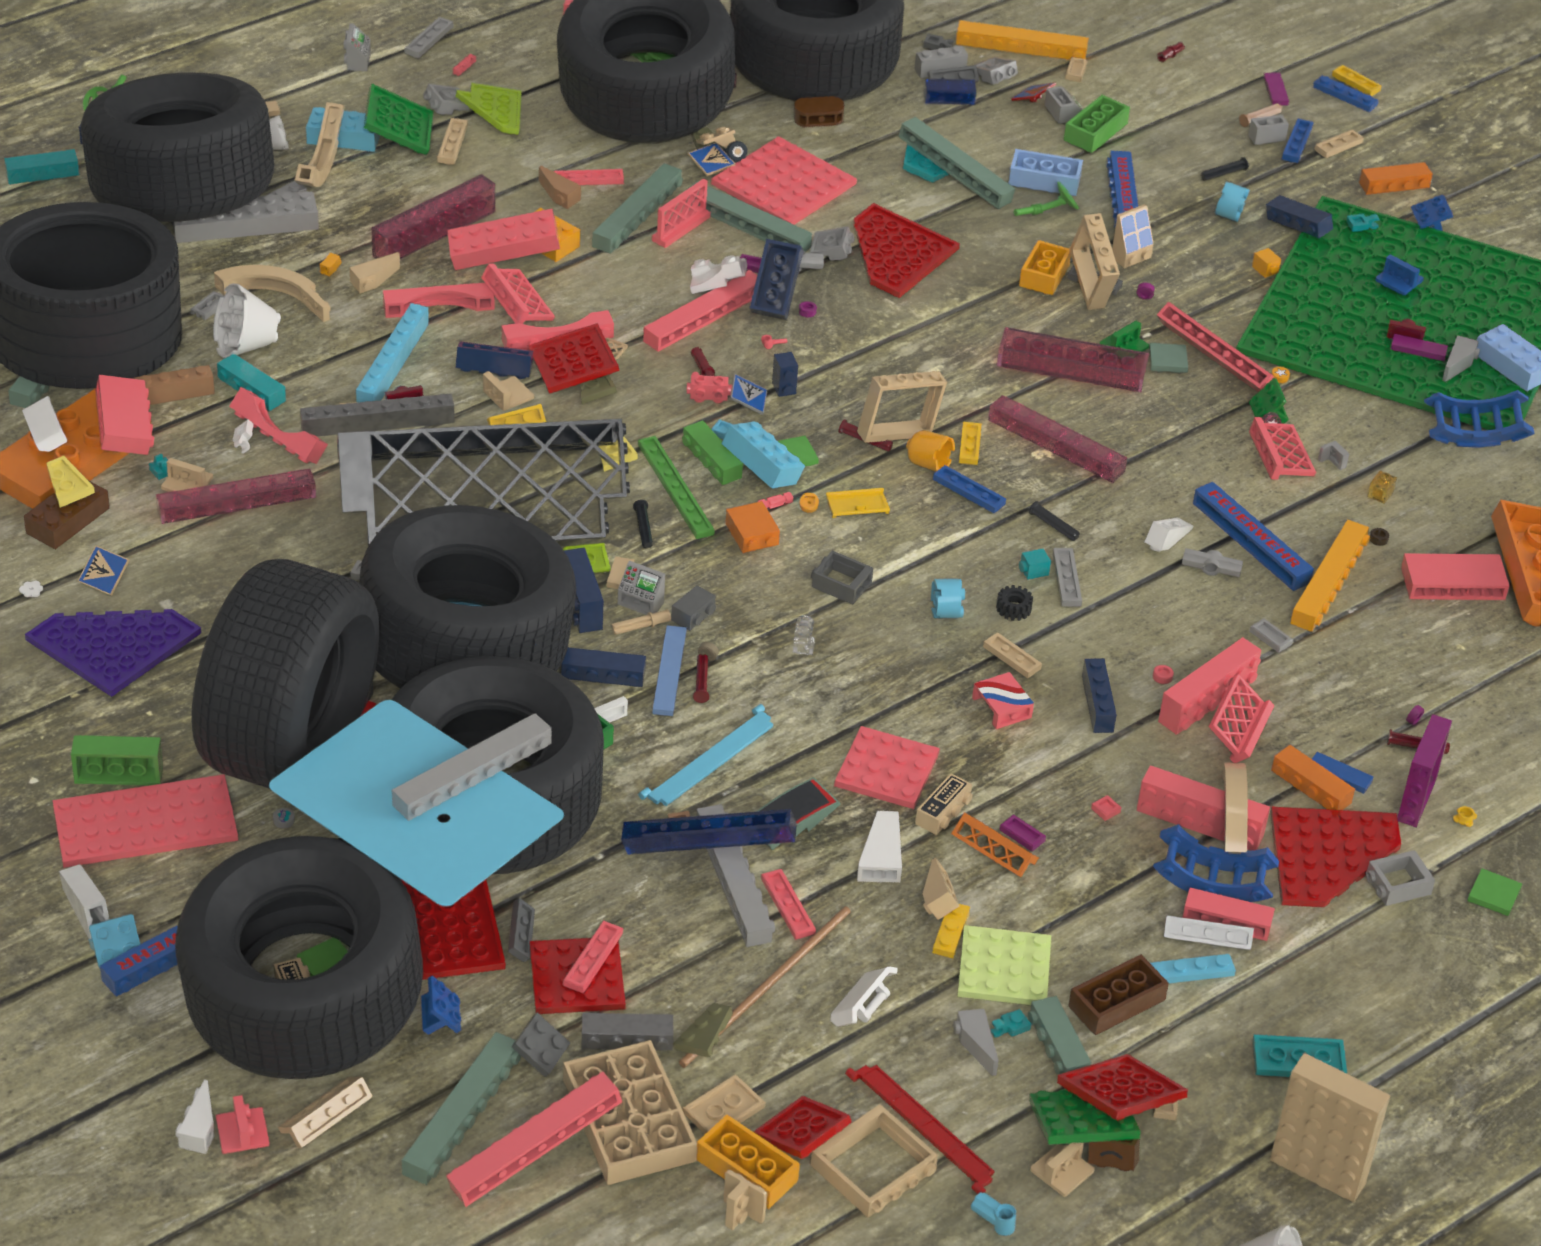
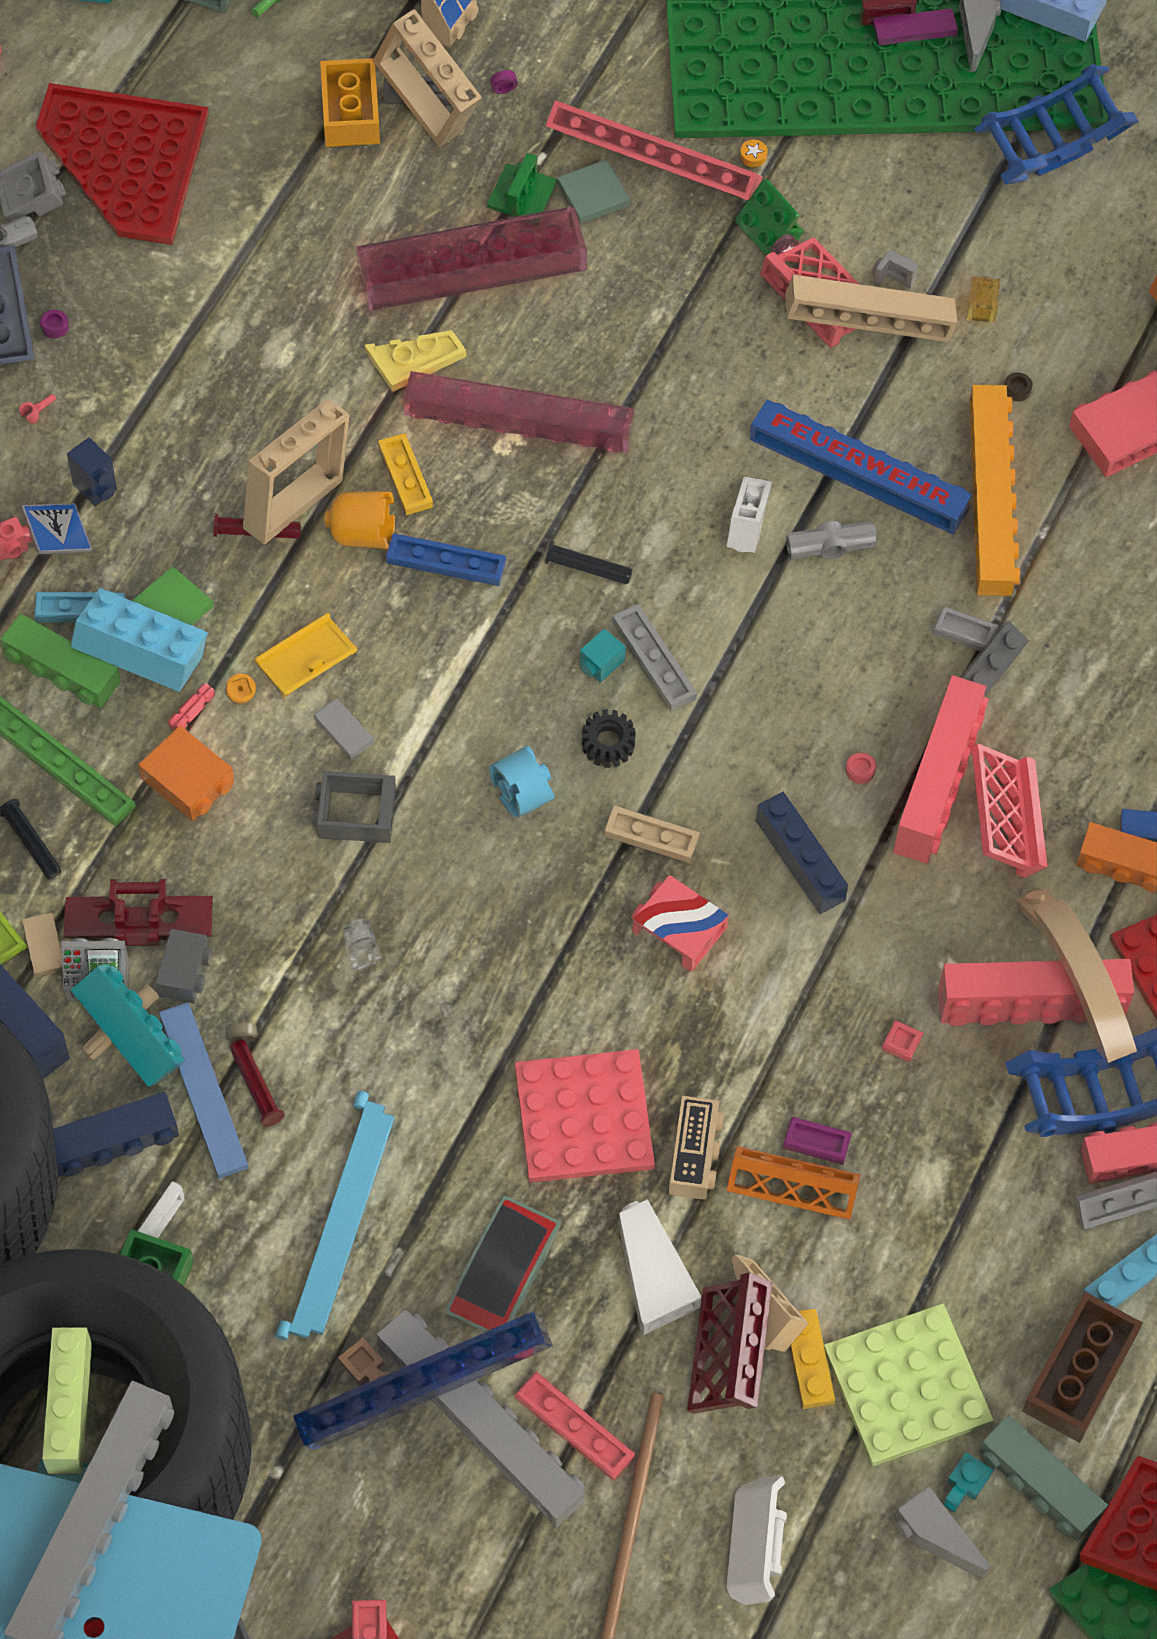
camera: 25 degrees left, 20 degrees up
(494, 712) = (67, 1401): none -> yellowish green brick
(644, 617) = (128, 1024): none -> teal brick
(681, 584) = (137, 924): none -> dark red piece
(858, 543) = (344, 729): none -> light grey tile
(907, 894) = (744, 1347): none -> dark red fence
(1020, 393) = (421, 355): none -> light yellow wing
(1282, 653) = (996, 656): none -> dark grey plate
(1305, 461) = (871, 308): none -> tan brick

